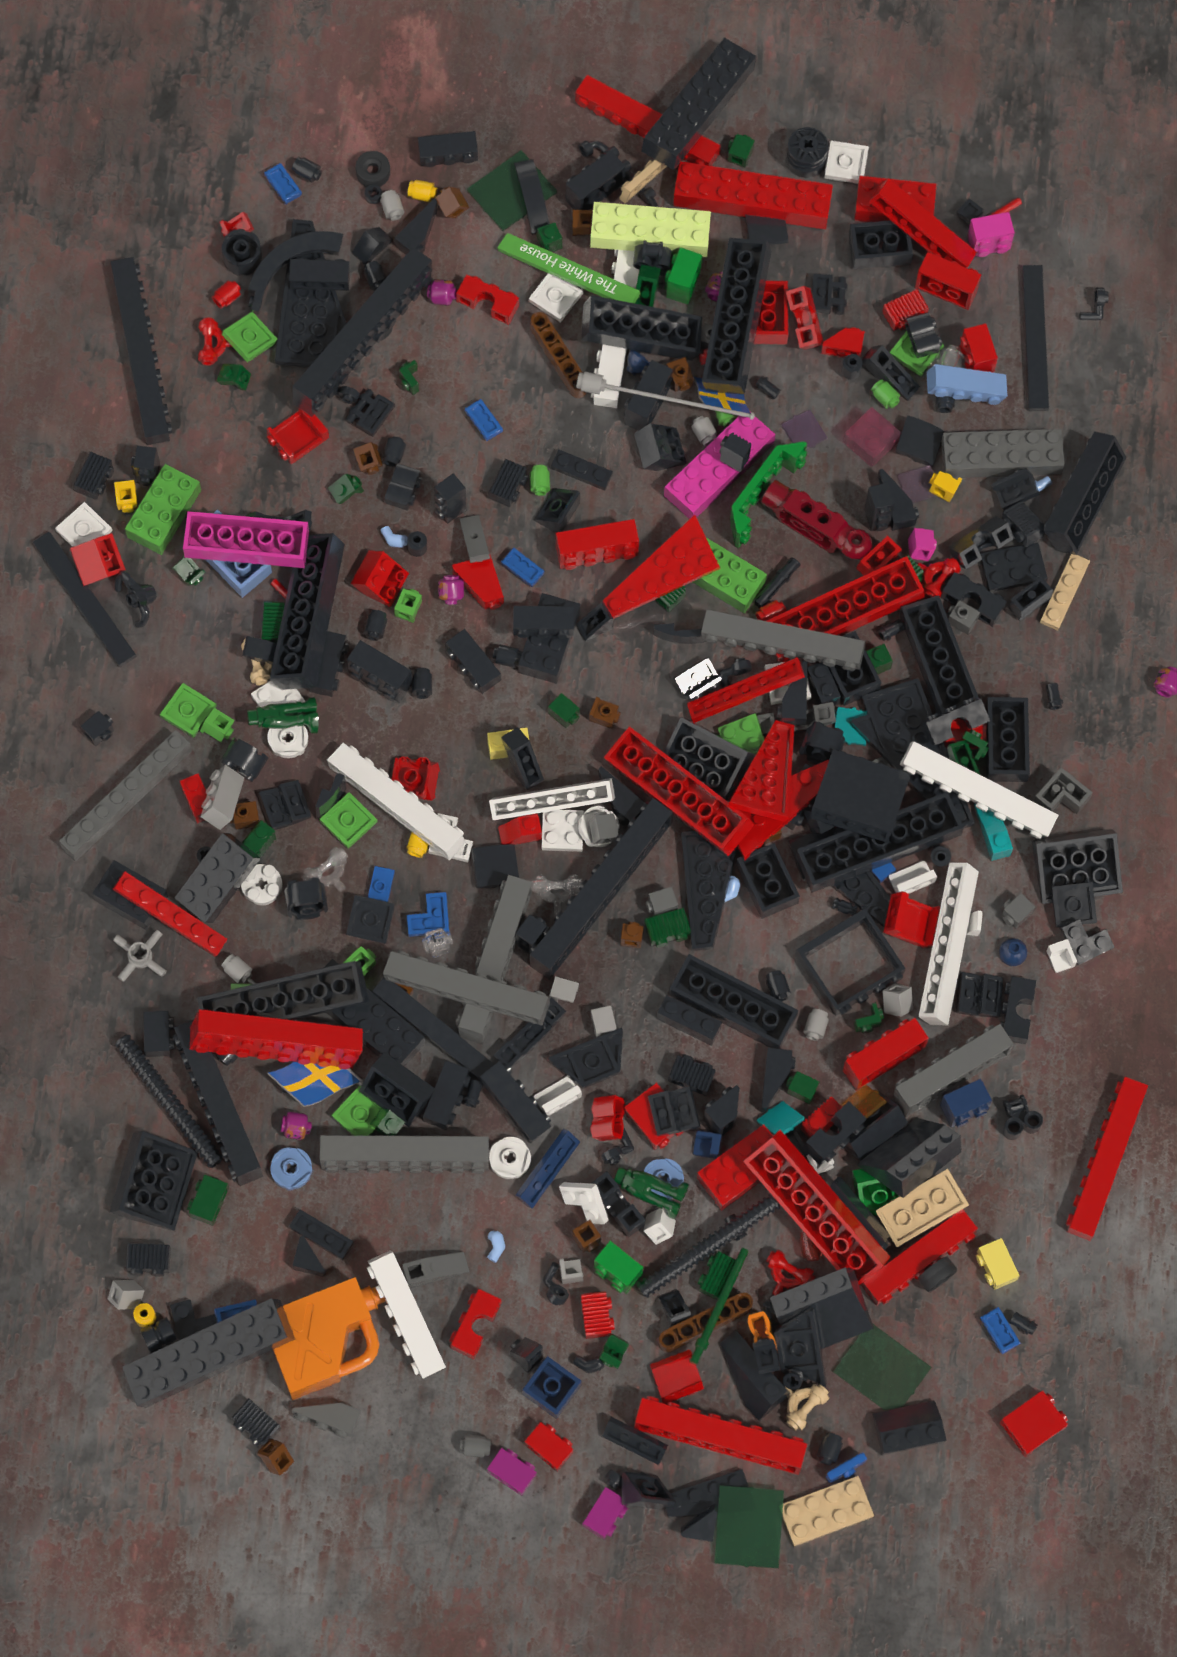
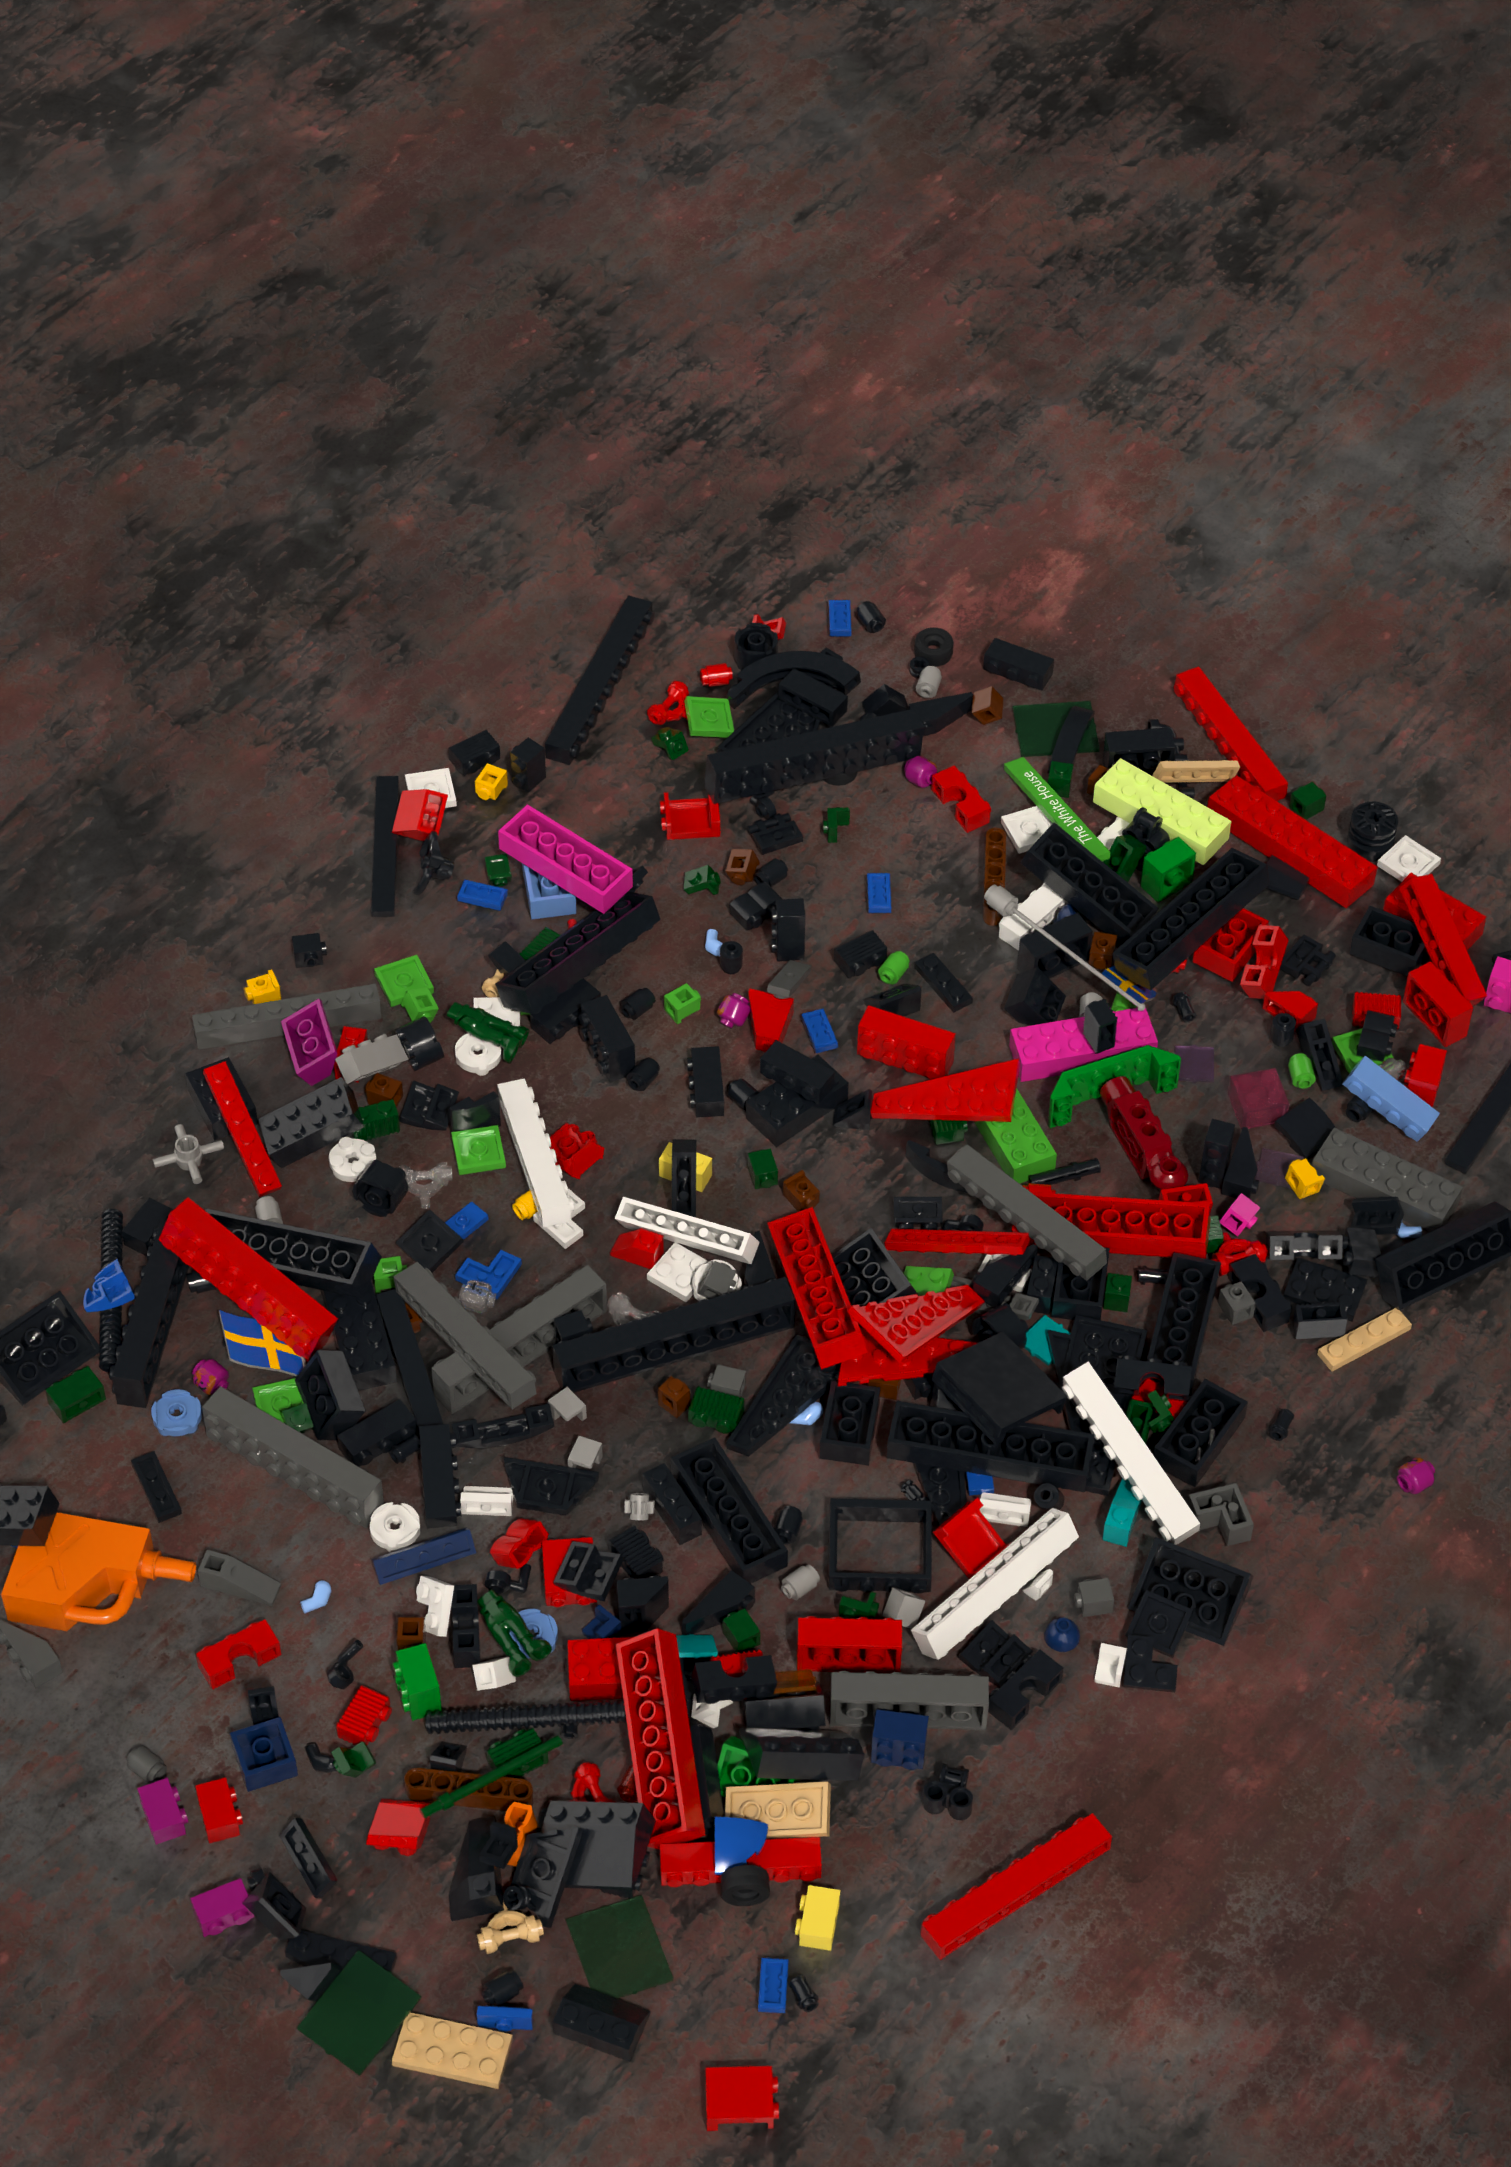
camera: 35 degrees right, 20 degrees down
(89, 790) = (263, 988): none -> yellow brick
(163, 509) = (493, 810): bright green brick -> none
(165, 809) = (310, 1042): none -> magenta slope
(174, 1105) = (109, 1289): none -> blue brick
(191, 599) = (482, 895): none -> blue plate
(306, 1260) = (122, 1498): black slope -> none
(379, 577) = (673, 966): red slope -> none
(406, 1314) = (173, 1596): white brick -> none
(422, 190) = (965, 682): yellow brick -> none
(494, 865) = (586, 1252): black slope -> none
(570, 1271) = (369, 1662): light grey panel -> none
(668, 1036) = (639, 1506): none -> light grey gear
(698, 103) = (1290, 737): black brick -> none
(720, 1435) = (397, 1902): red brick -> none
(914, 1249) = (737, 1841): none -> blue brick

